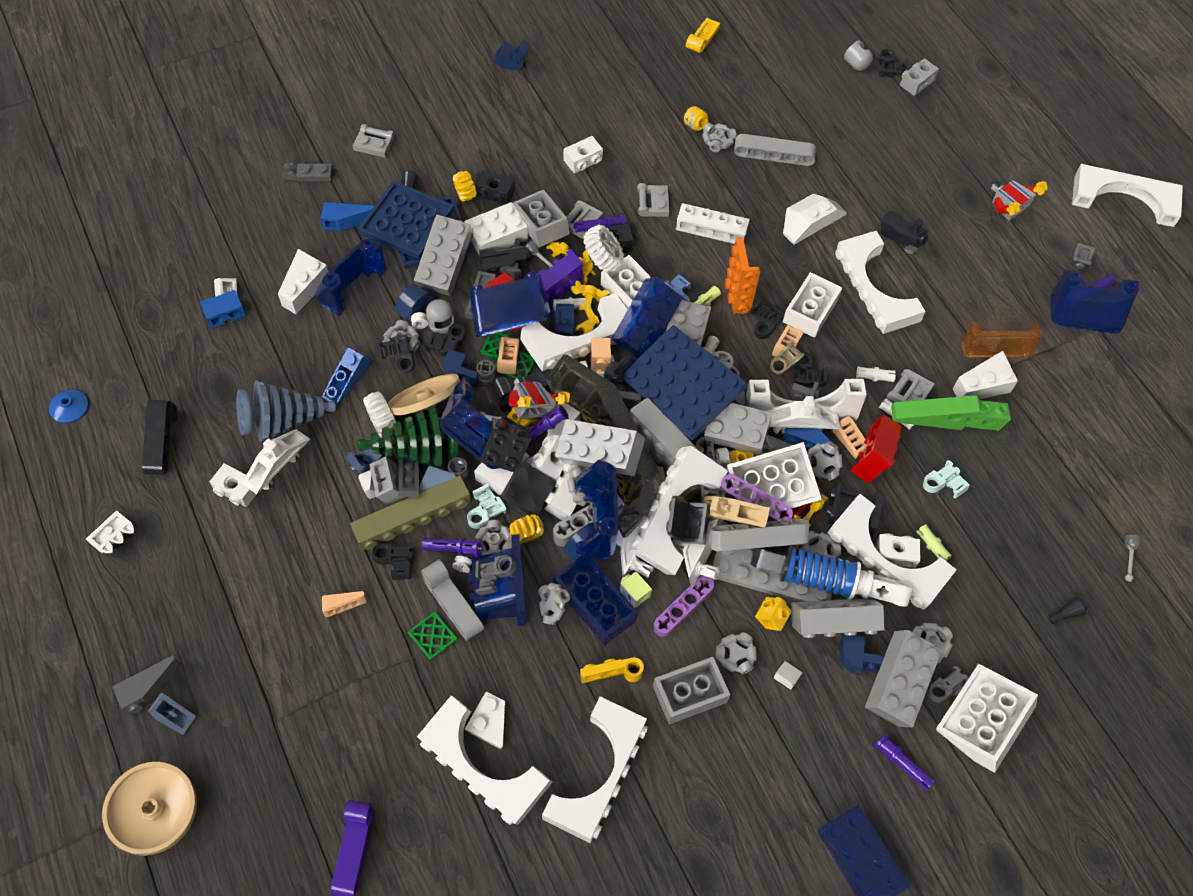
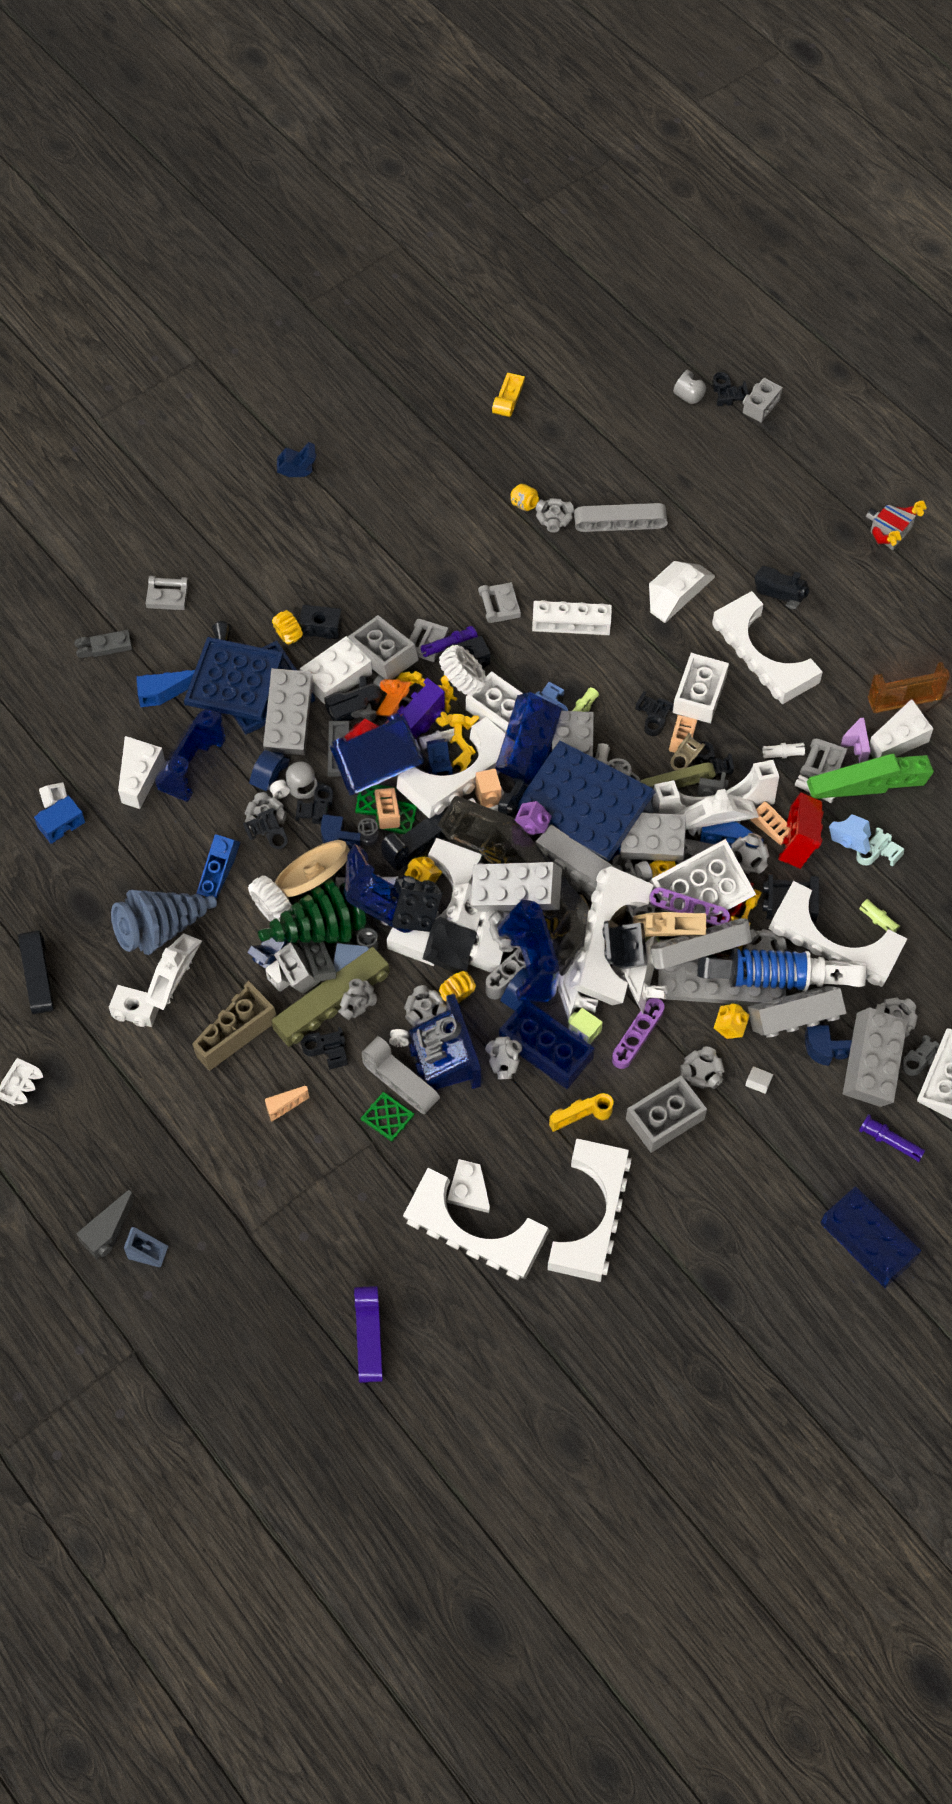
camera: 10 degrees left, 0 degrees up
(149, 808) = (153, 1340): tan dish -> none
(315, 523) = (235, 1027): none -> dark tan wedge
(437, 519) = (359, 1000): none -> light grey piece
(461, 546) = (394, 1020): dark purple pin -> none
(490, 507) = (412, 974): light aqua piece -> none
(532, 399) = (430, 851): torso -> none
(541, 254) = (395, 692): none -> orange hinge
(548, 421) = (453, 870): dark purple pin -> none
(583, 154) = (408, 564): white brick -> none
(632, 388) = (533, 818): none -> medium lavender brick
(741, 279) = (619, 676): orange bracket -> none
(779, 379) = (683, 777): none -> olive beam
(909, 547) = (854, 925): white brick -> none
(923, 461) = (852, 833): none -> light blue brick
(946, 376) = (857, 737): none -> lavender slope

